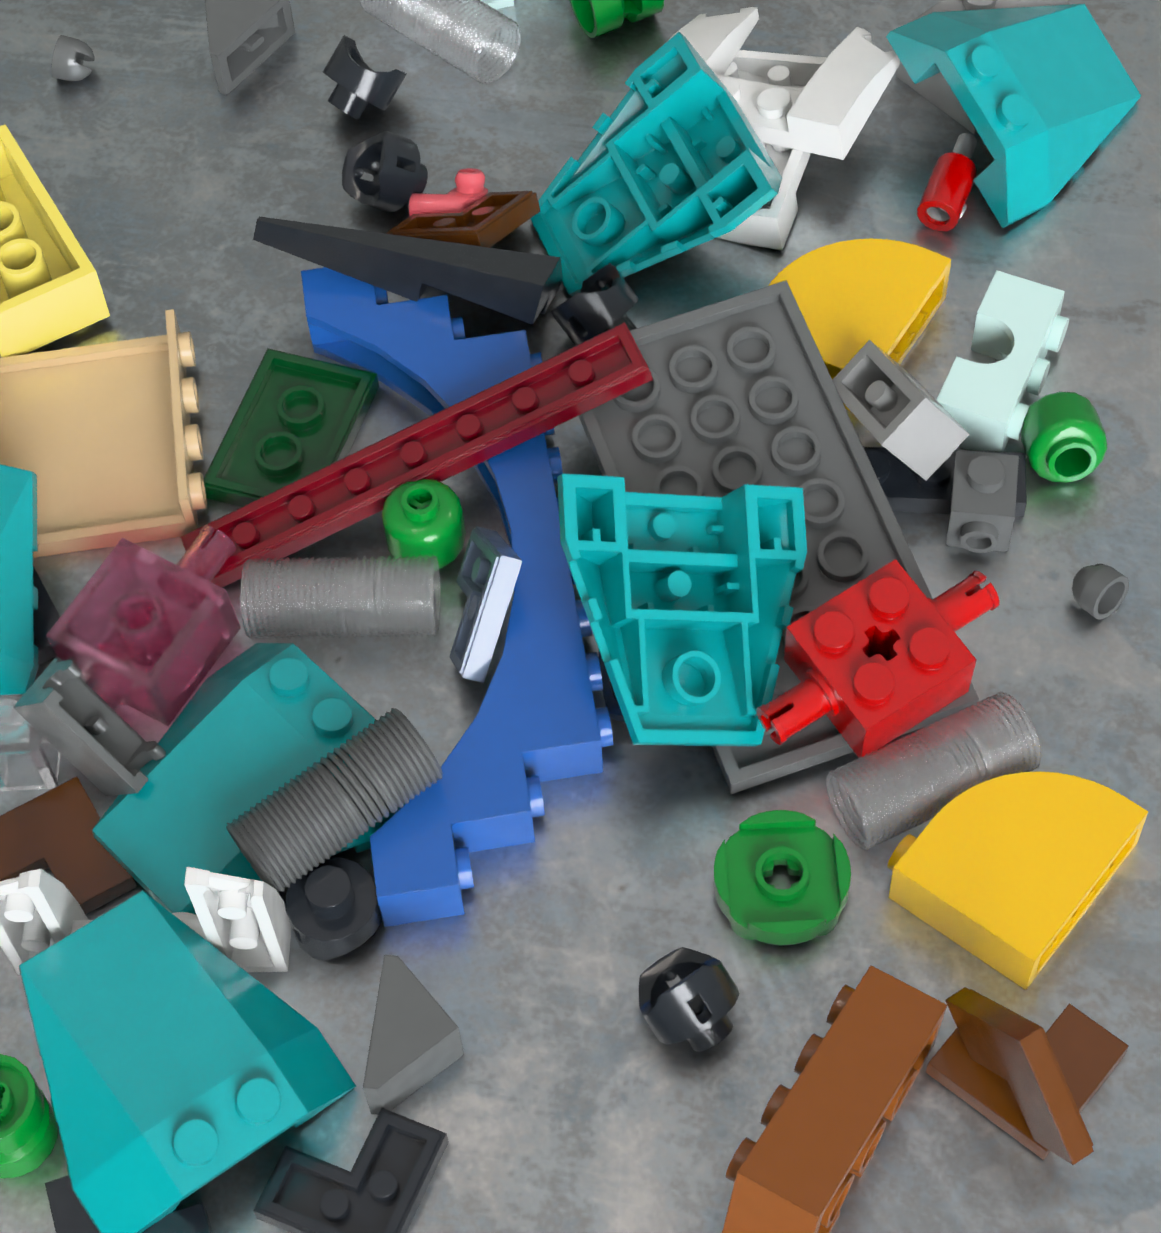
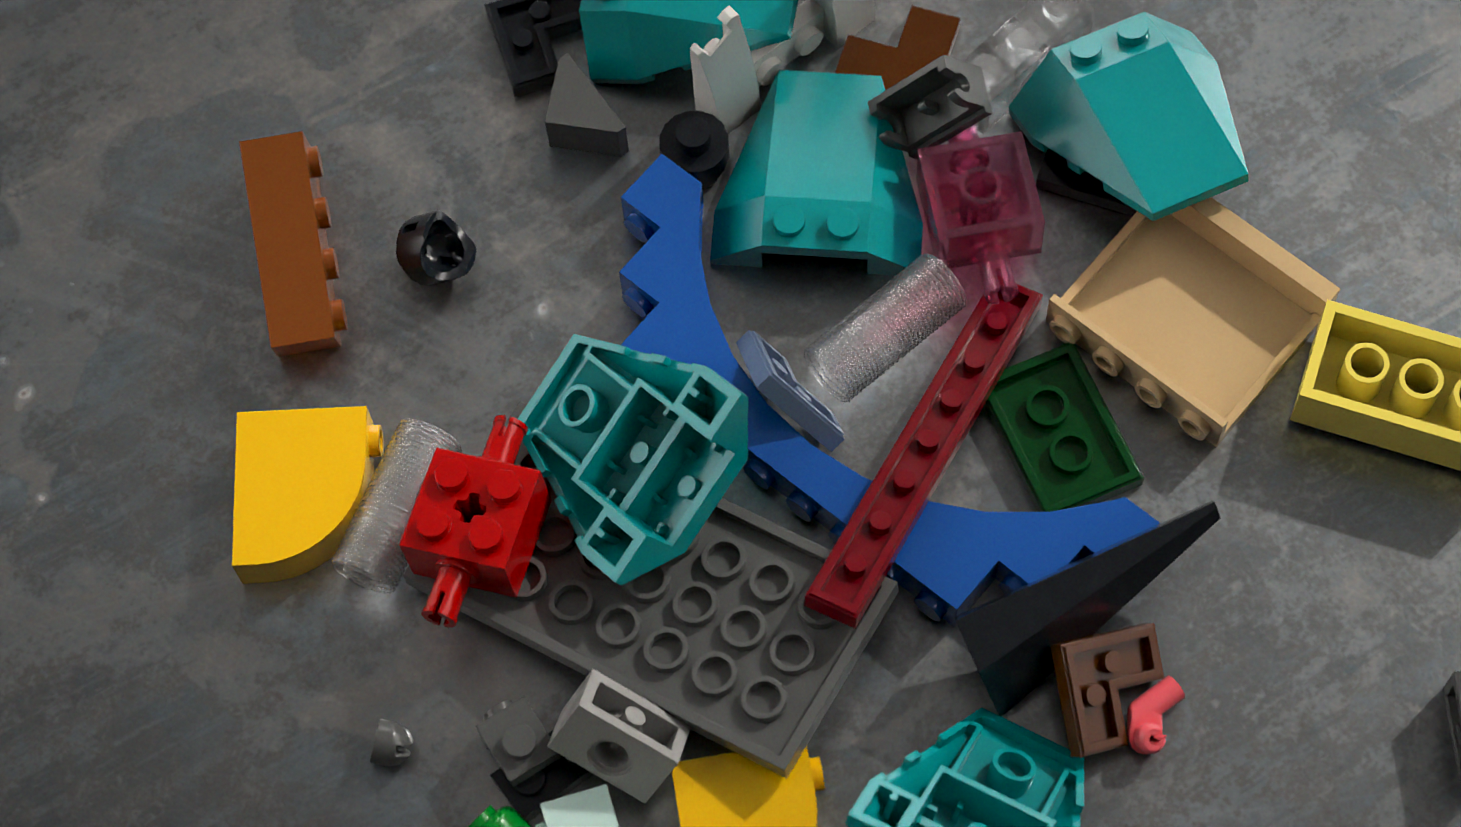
camera: 140 degrees right, 10 degrees up
(323, 814) = (729, 169): dark grey piece -> none
(359, 83) = (1331, 760): black piece -> none
(395, 170) = (1208, 682): black piece -> none
(424, 520) = (879, 414): green head -> none
(596, 306) = (929, 685): black piece -> none
(774, 914) = (444, 345): green plate -> none
(1025, 1058) = (186, 320): reddish brown tile -> none
(1084, 1053) = (197, 363): reddish brown tile -> none

